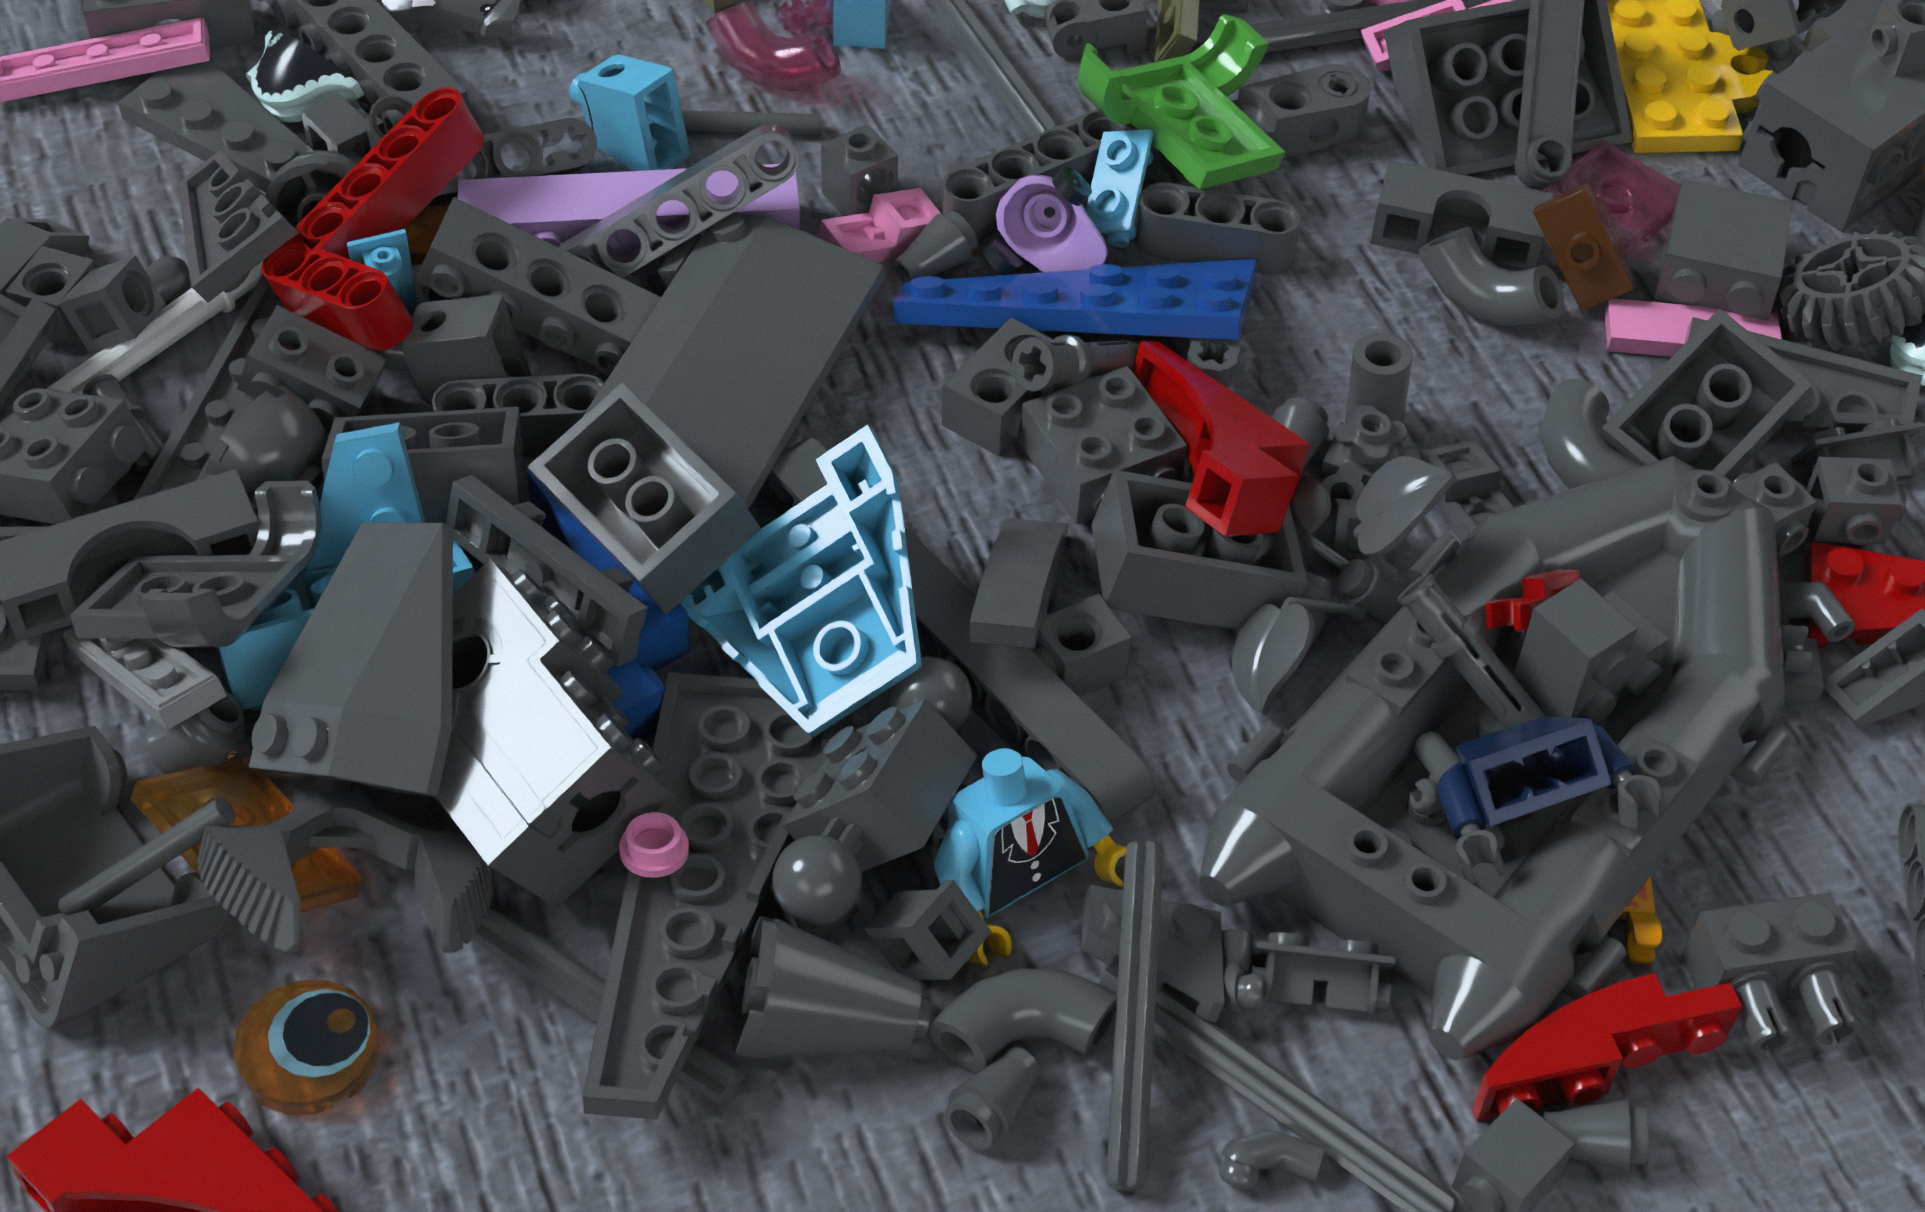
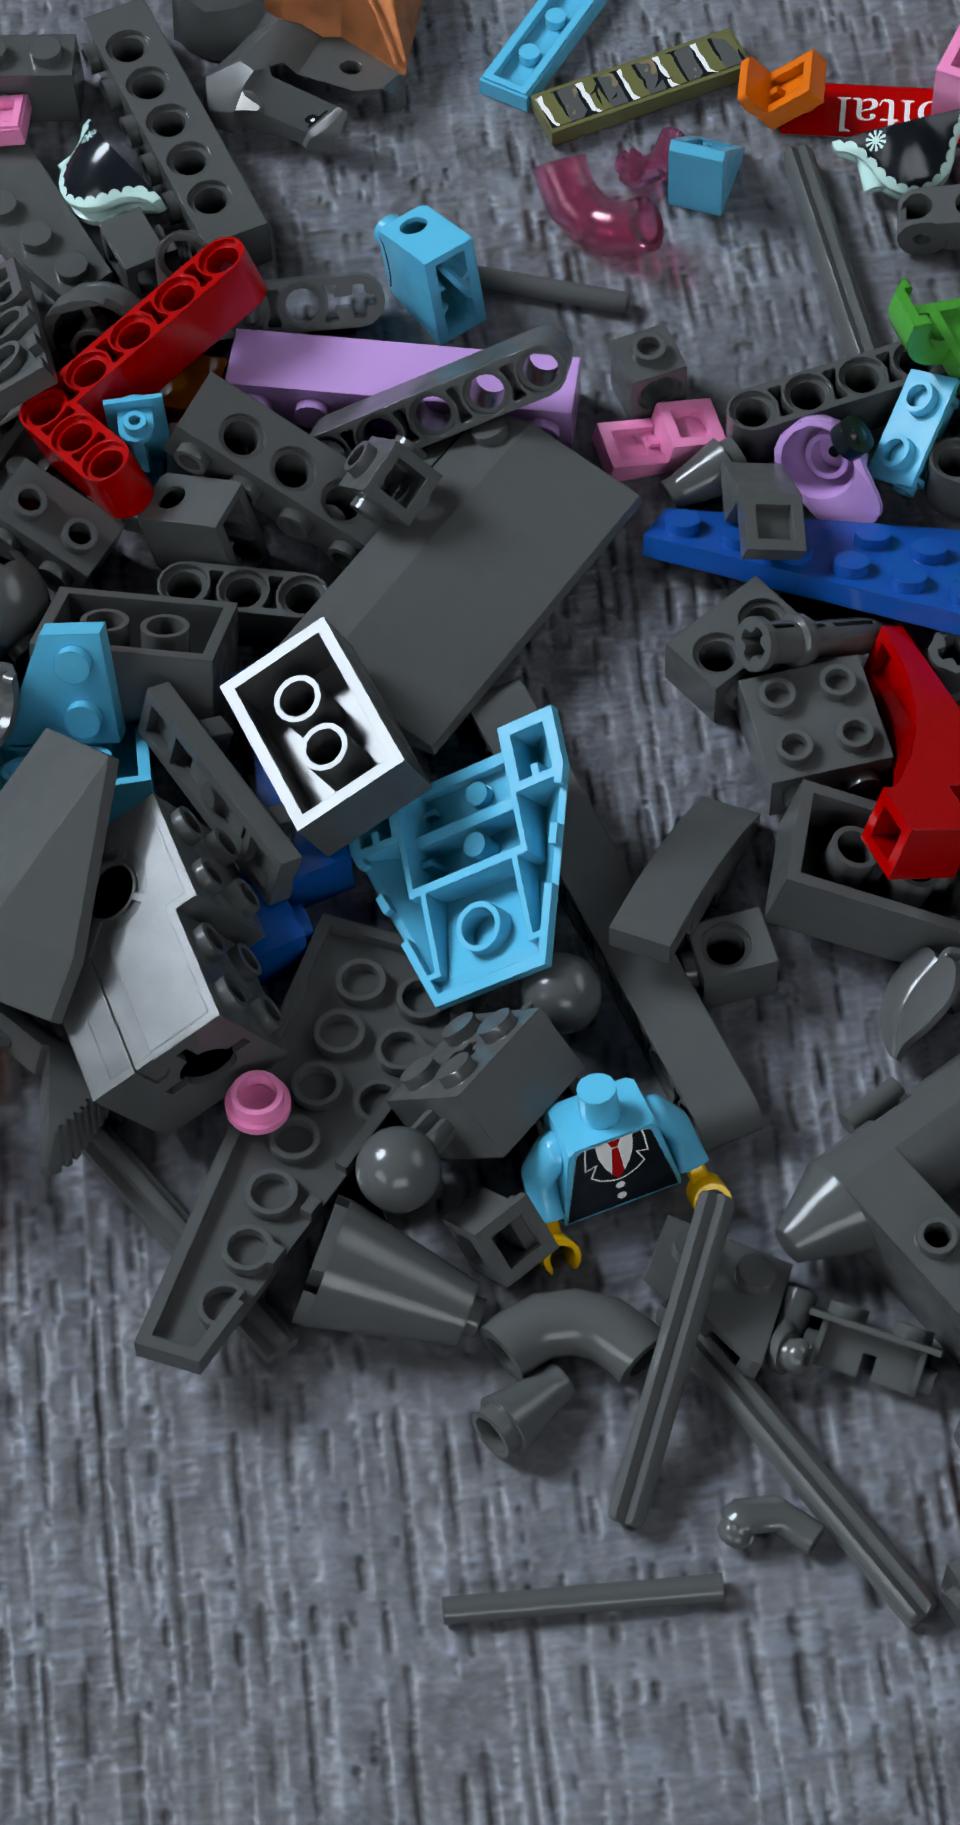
camera: 20 degrees right, 10 degrees up
(647, 273) = (406, 483): none -> dark grey brick
(1009, 257) = (766, 510): none -> dark grey slope

